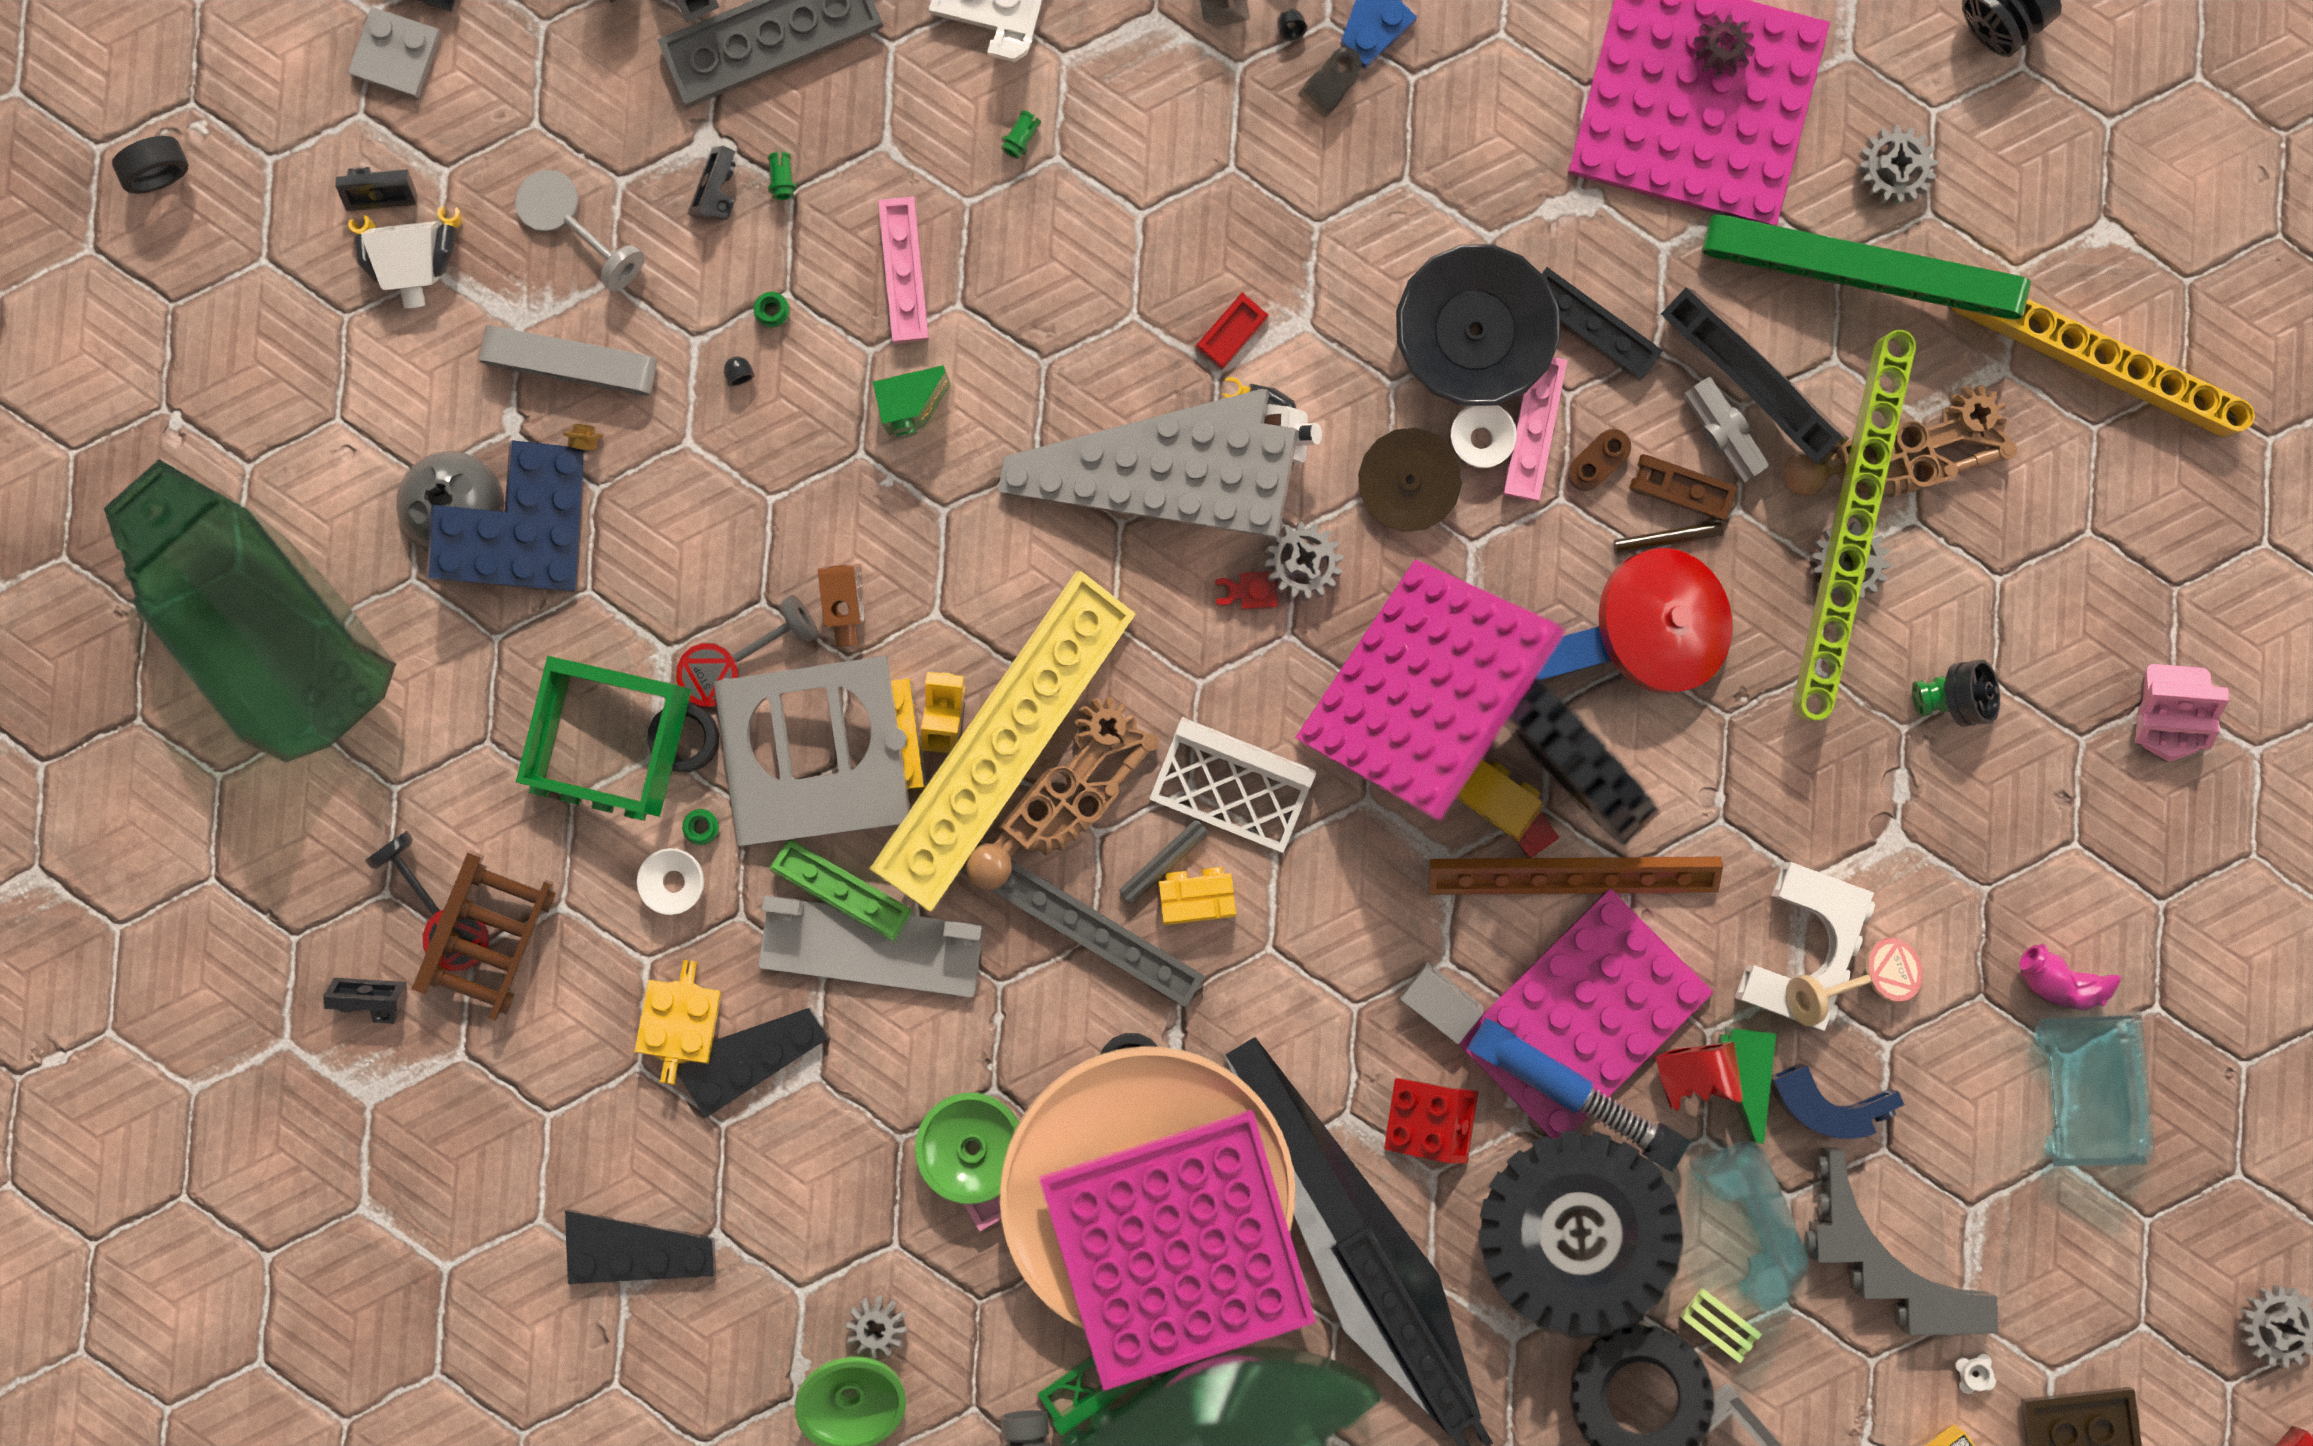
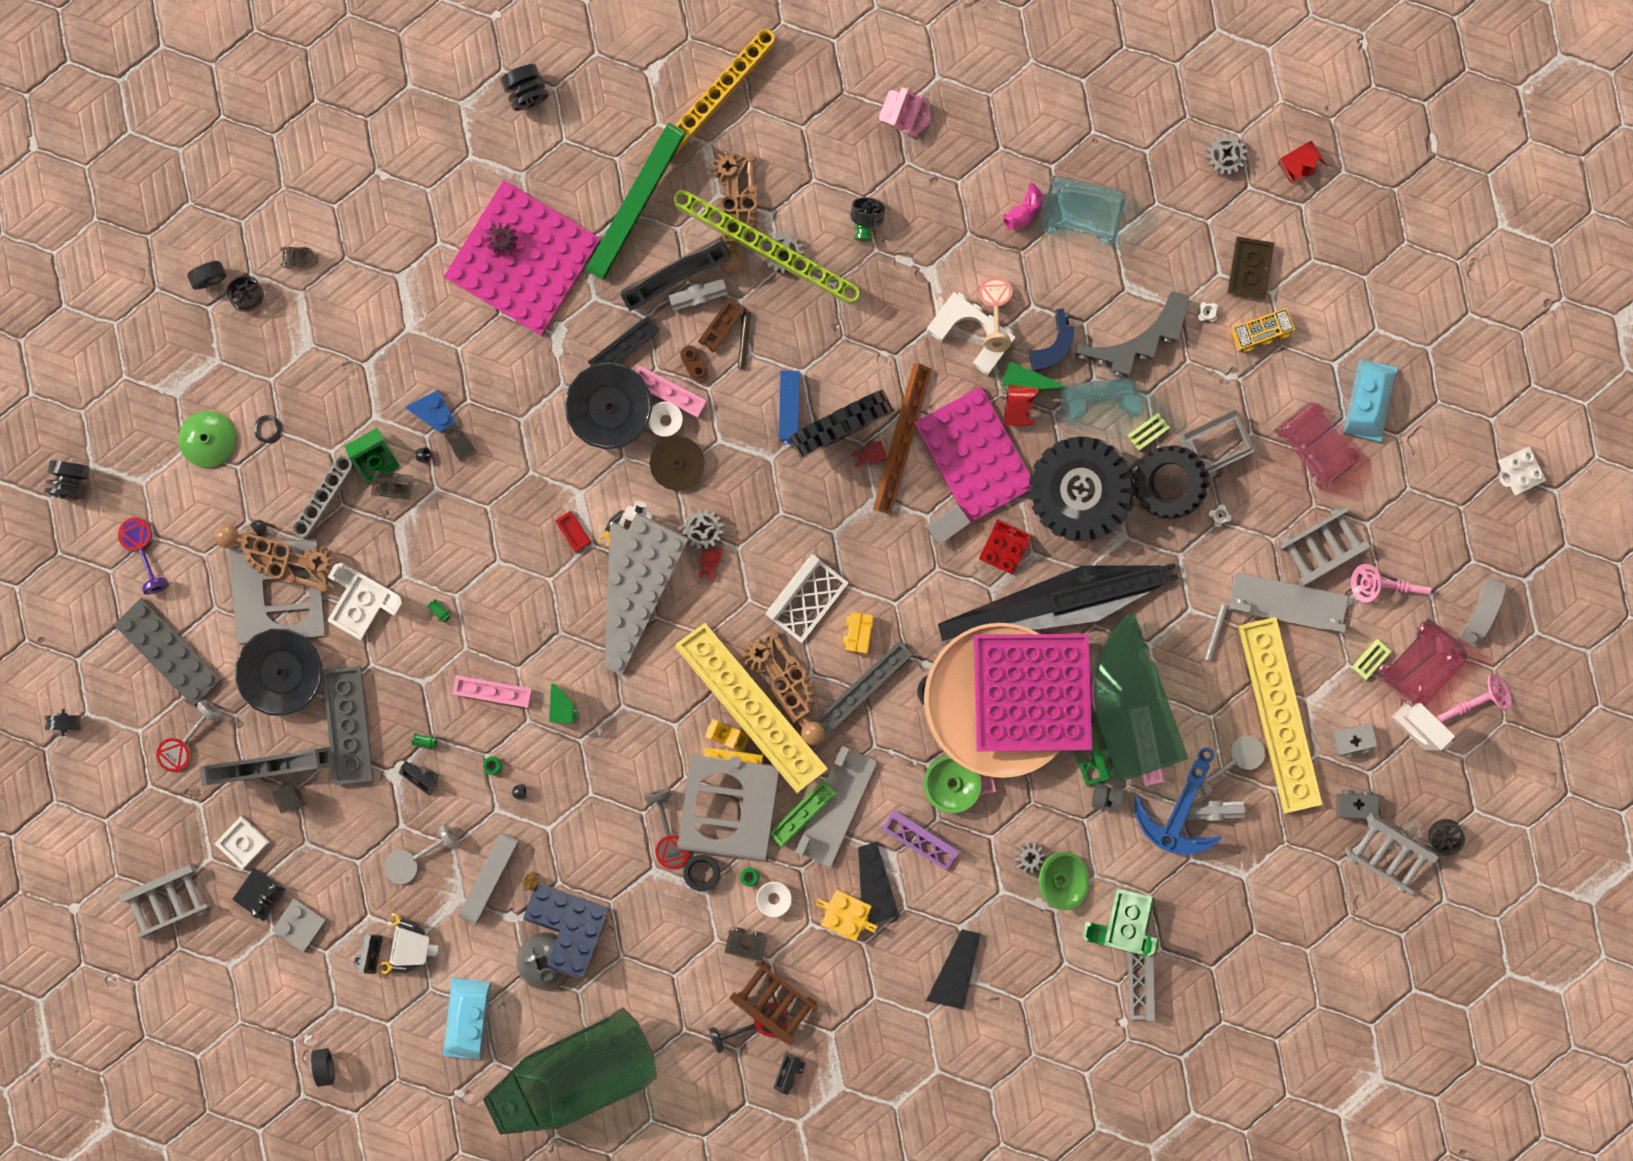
camera: 75 degrees left, 0 degrees up
(309, 395) = (466, 1018): none -> medium azure windscreen
(545, 725) = (673, 941): green window -> none
(563, 837) = (735, 948): none -> clear smoke brick
(845, 585) = (647, 769): dark orange torso -> none
(865, 1123) = (923, 833): none -> medium lavender fence
(1163, 861) = (835, 644): dark grey axle -> none
(1429, 687) = (786, 485): dark pink plate -> none
(1500, 799) = (845, 470): yellow brick -> none
(1575, 1093) = (1011, 470): piece -> none
(1665, 620) = (786, 355): red dish -> none
(1908, 153) = (579, 166): light grey gear -> none

